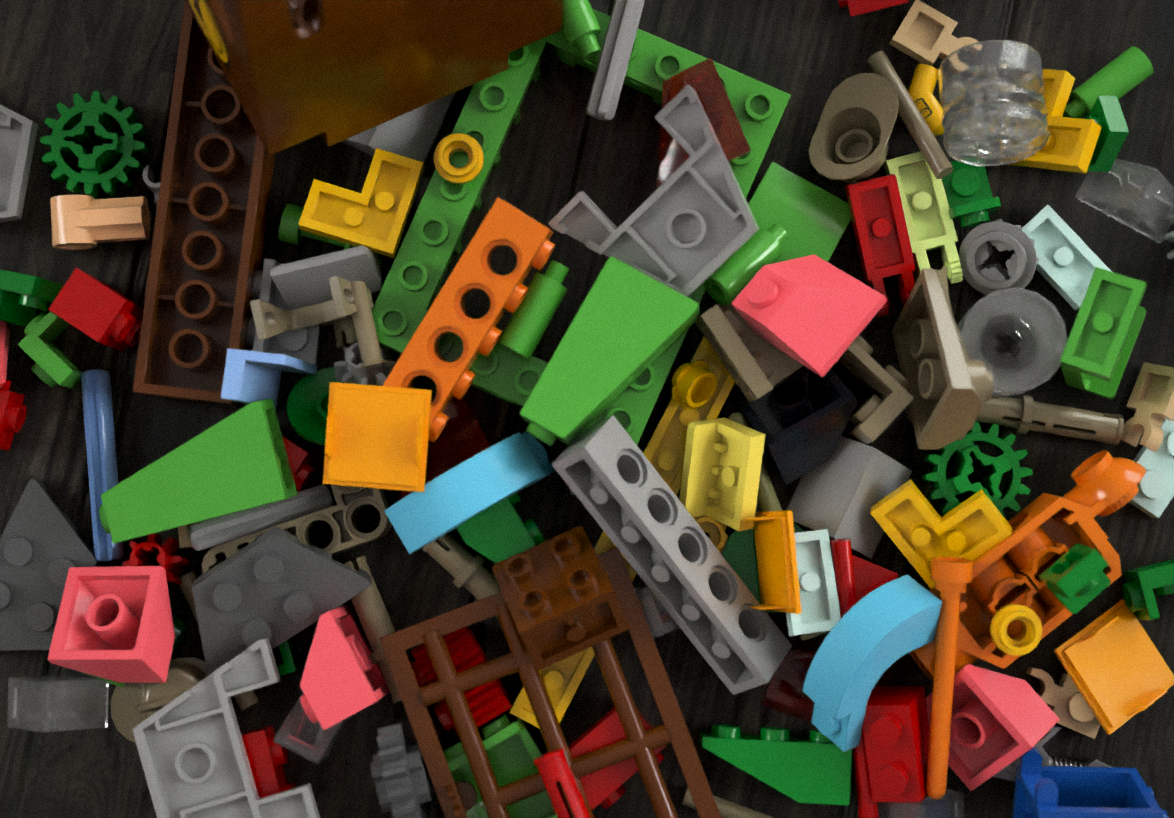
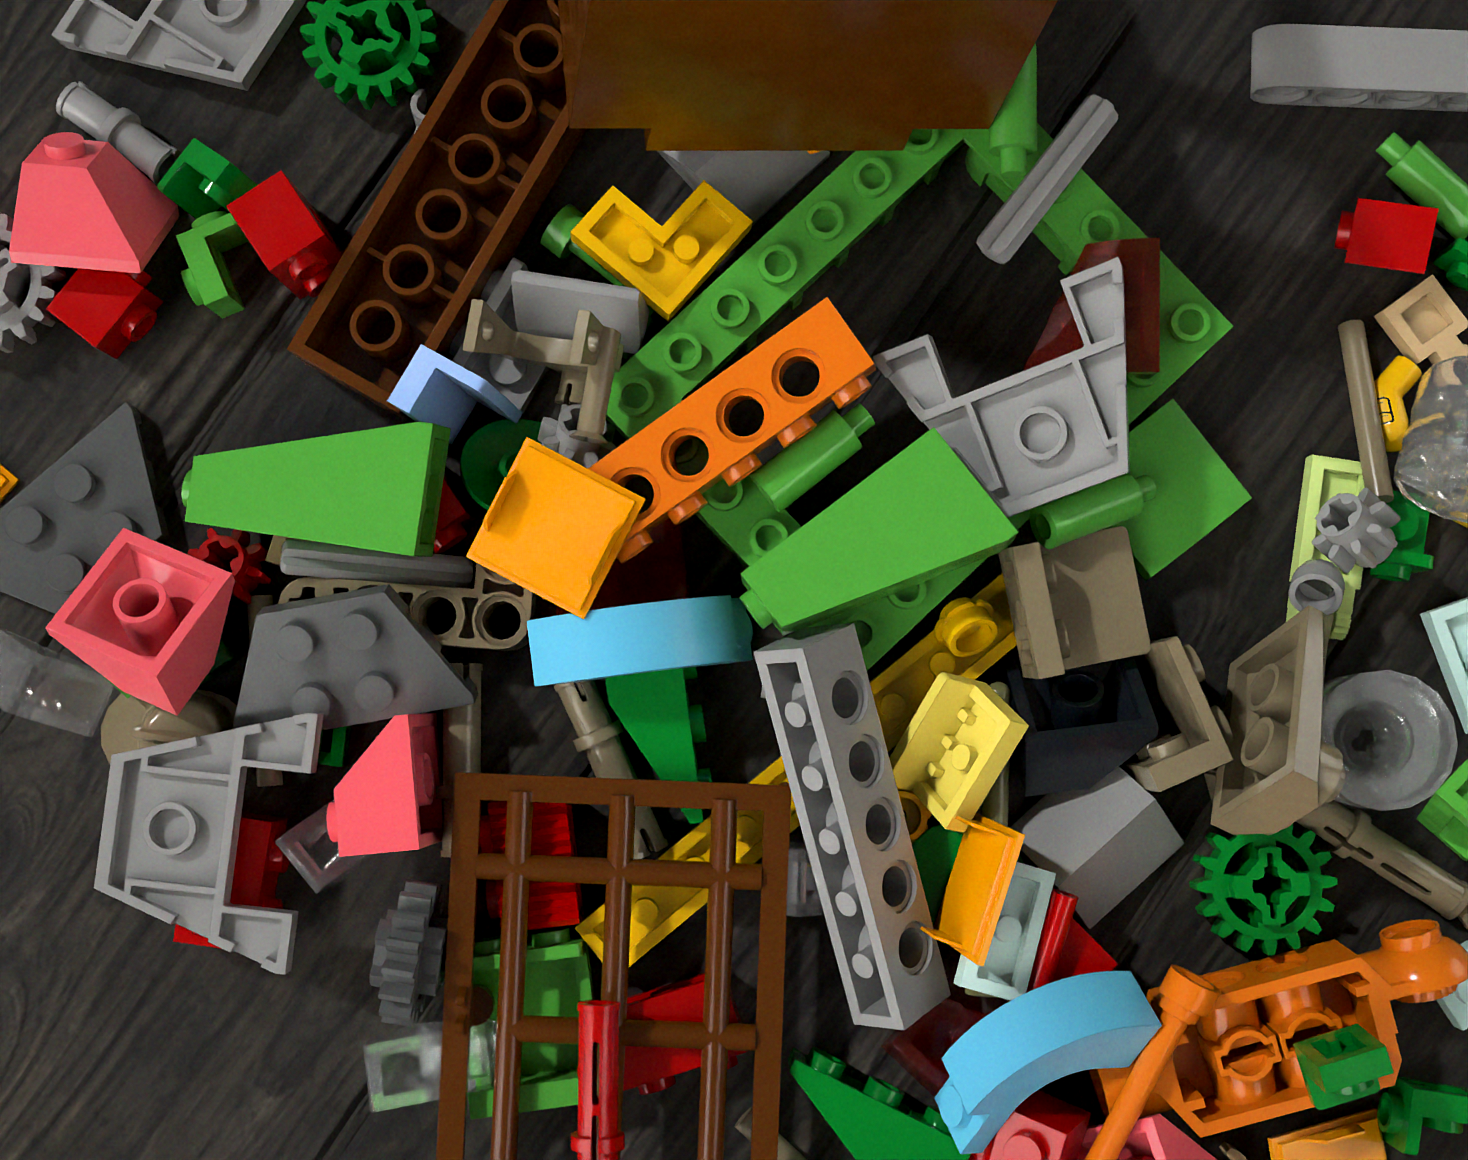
camera: 25 degrees right, 0 degrees up
(84, 221) = (320, 125): light nougat piece -> none
(100, 455) = (221, 406): medium blue axle -> none
(458, 143) = (798, 213): yellow plate -> none
(560, 597) = (694, 818): reddish brown bracket -> none
(808, 309) = (1146, 596): coral slope -> none
(855, 128) = (1293, 400): dark tan piece -> none
(881, 235) = (1267, 546): red hinge -> none
(924, 534) = (1168, 929): yellow plate -> none
(926, 251) = (1312, 587): none -> light grey hinge
(935, 202) = (1356, 530): none -> light grey gear
(977, 248) = (1420, 607): light grey gear -> none
(1030, 634) = (1245, 1115): yellow plate -> none

